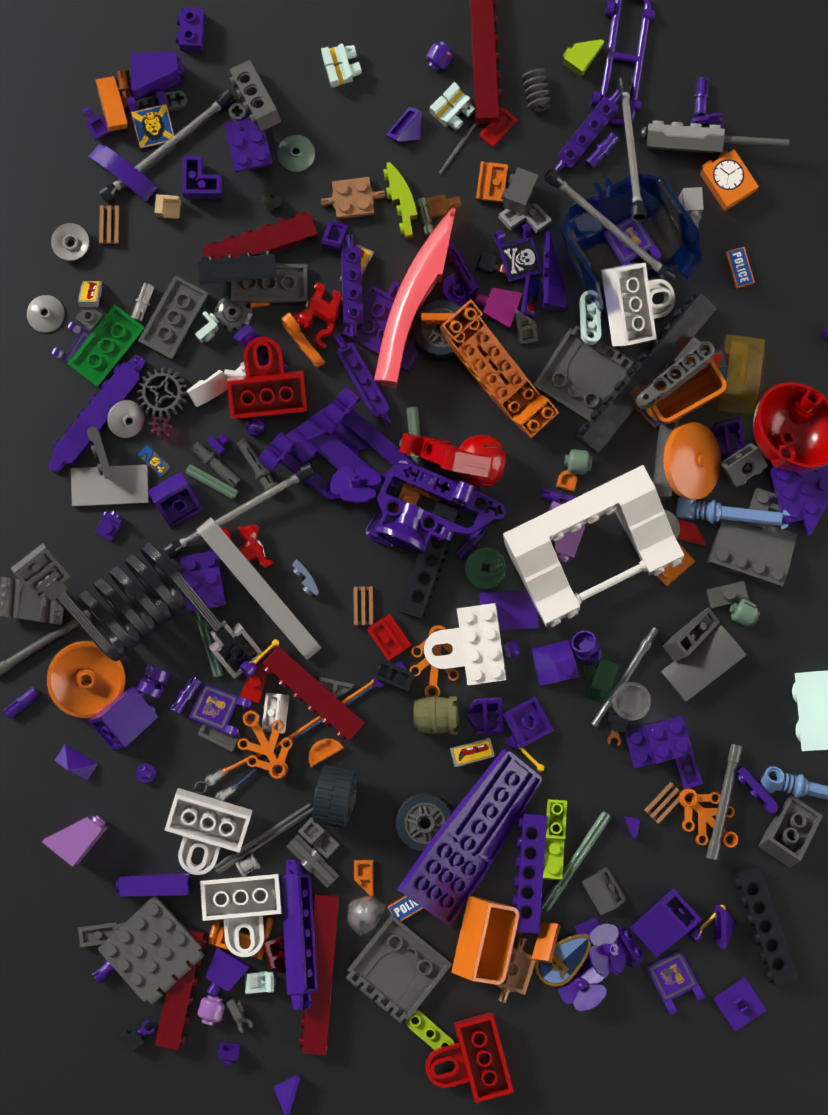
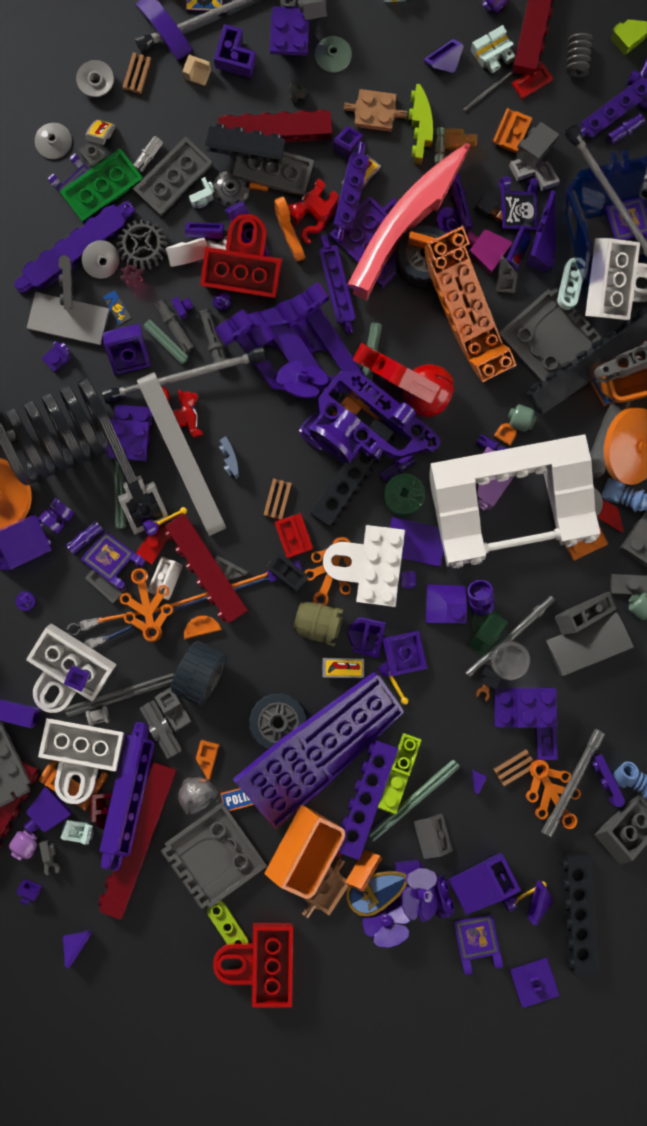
camera: 15 degrees right, 0 degrees up
(219, 362) = (204, 230): none -> dark purple tile
(219, 834) = (77, 678): none -> dark purple tile

